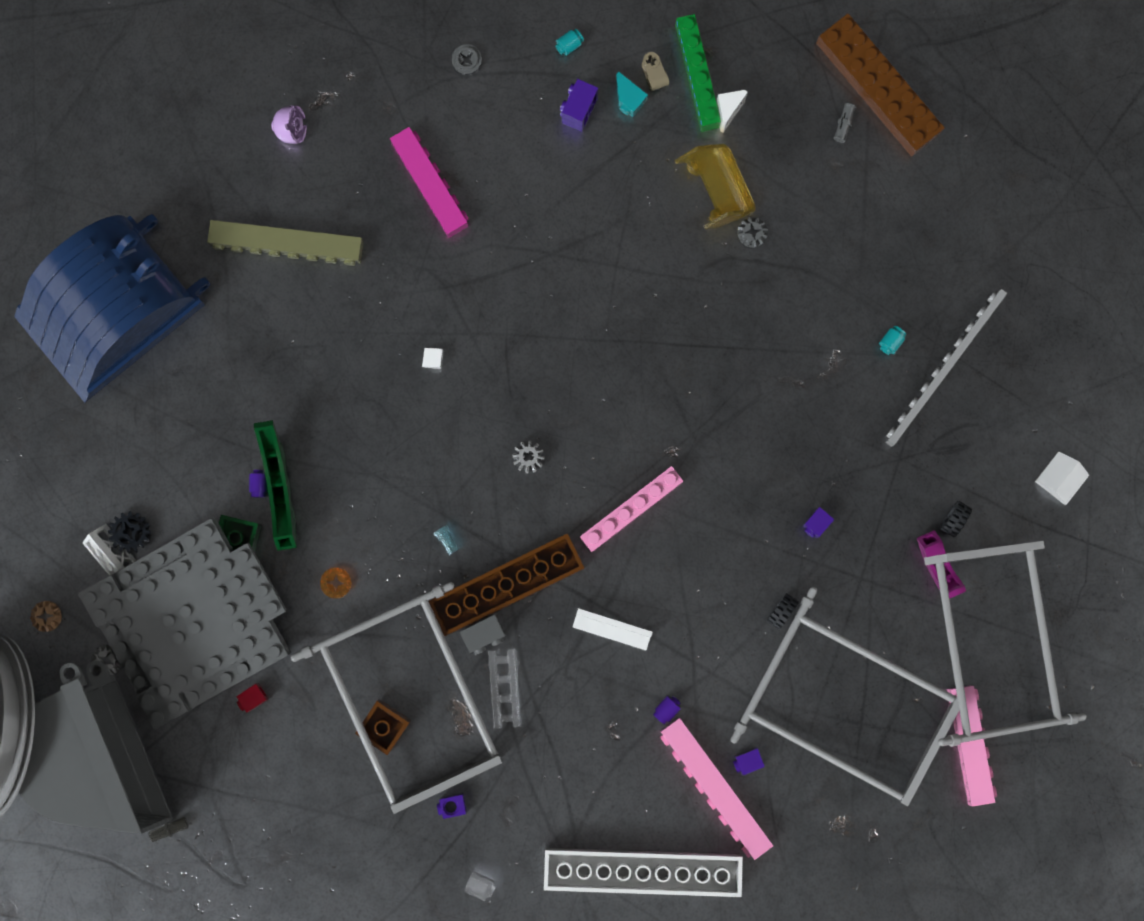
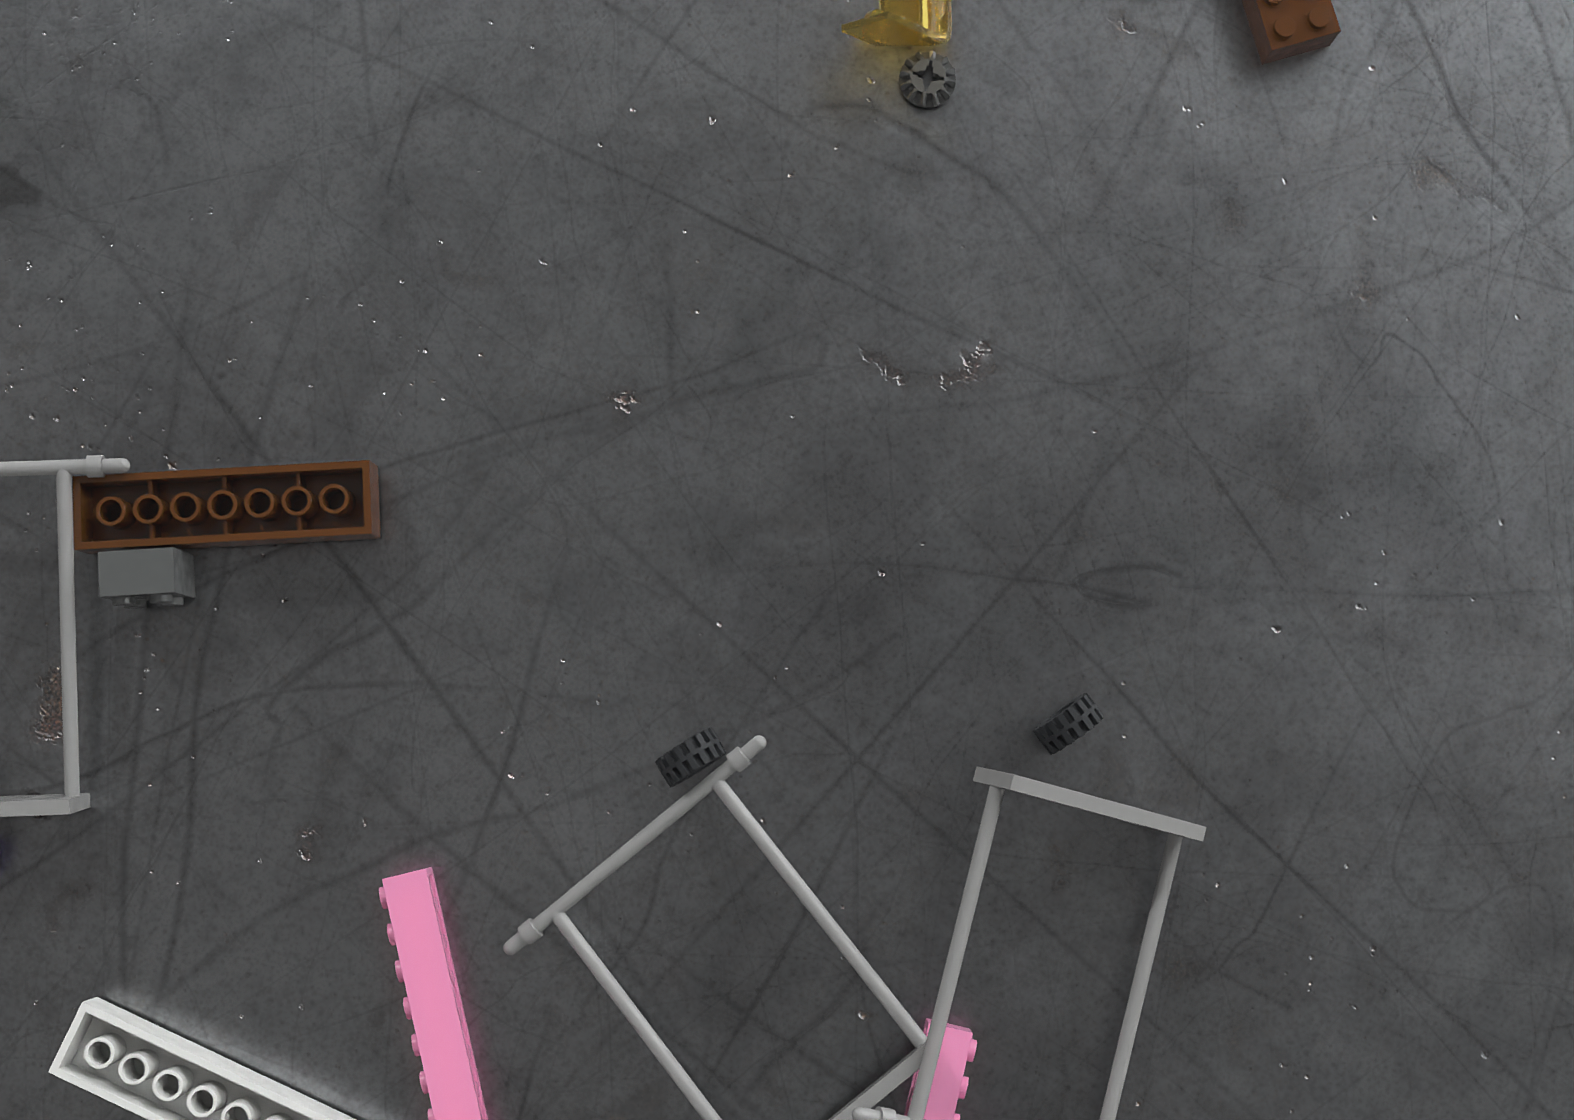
camera: 20 degrees right, 0 degrees up
(433, 358) = (281, 68): white slope -> none
(444, 536) = (162, 377): clear light blue pin -> none
(513, 697) = (128, 698): clear bar -> none
(527, 450) = (354, 308): light grey gear -> none
(612, 629) = (381, 663): white fence -> none
(631, 509) = (503, 468): bright pink brick -> none
(667, 709) = (414, 844): dark purple brick -> none
(748, 761) = (516, 997): dark purple brick -> none
(817, 523) = (821, 628): dark purple brick -> none
(892, 340) = (1091, 364): teal brick -> none
(932, 545) = (1006, 753): magenta arch -> none
(940, 373) = (1177, 441): light grey plate -> none
(1062, 477) = (1291, 730): white slope -> none

